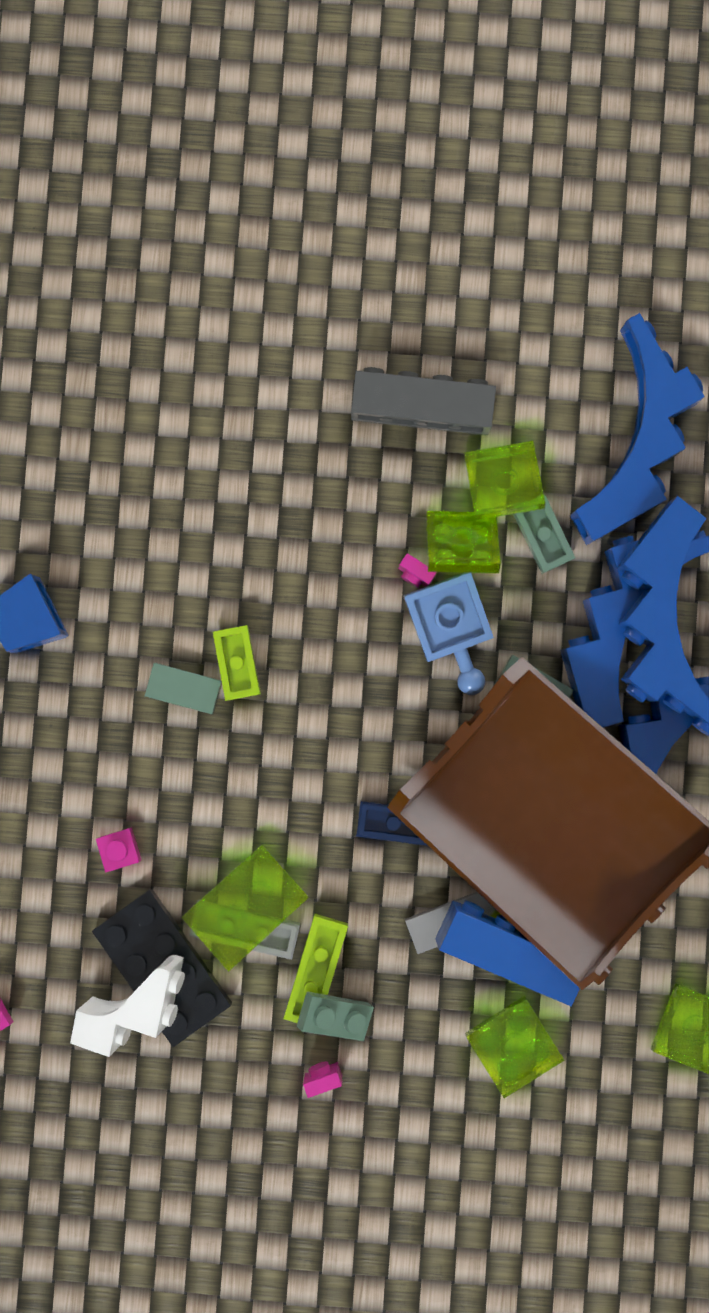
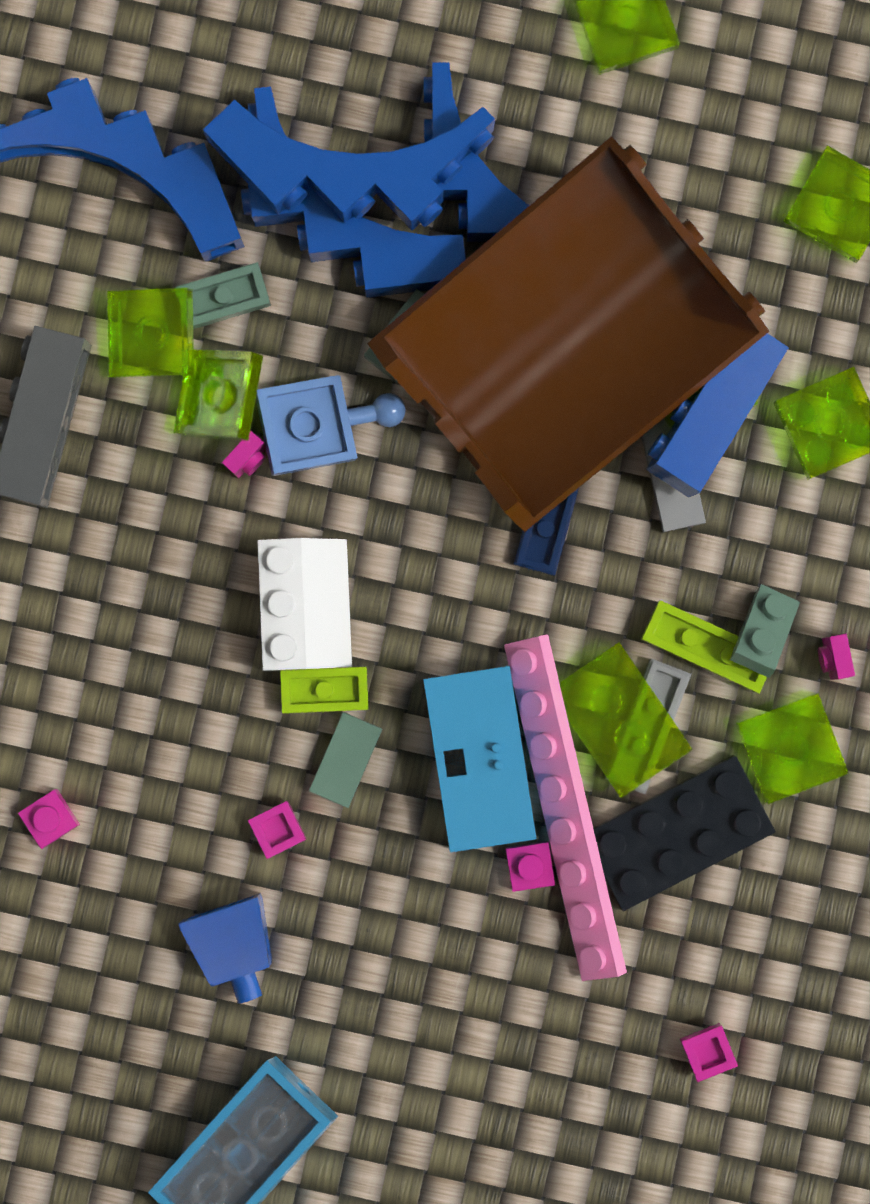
camera: 90 degrees left, 0 degrees up
(103, 459) = (49, 818): none -> dark pink plate
(119, 641) = (277, 829): none -> dark pink plate
(149, 1010) = (724, 850): white arch -> none
(167, 872) = (565, 809): none -> bright pink plate
(197, 797) = (479, 759): none -> dark azure brick
(243, 1051) = (792, 748): none -> clear neon green plate
(302, 636) = (304, 604): none -> white slope

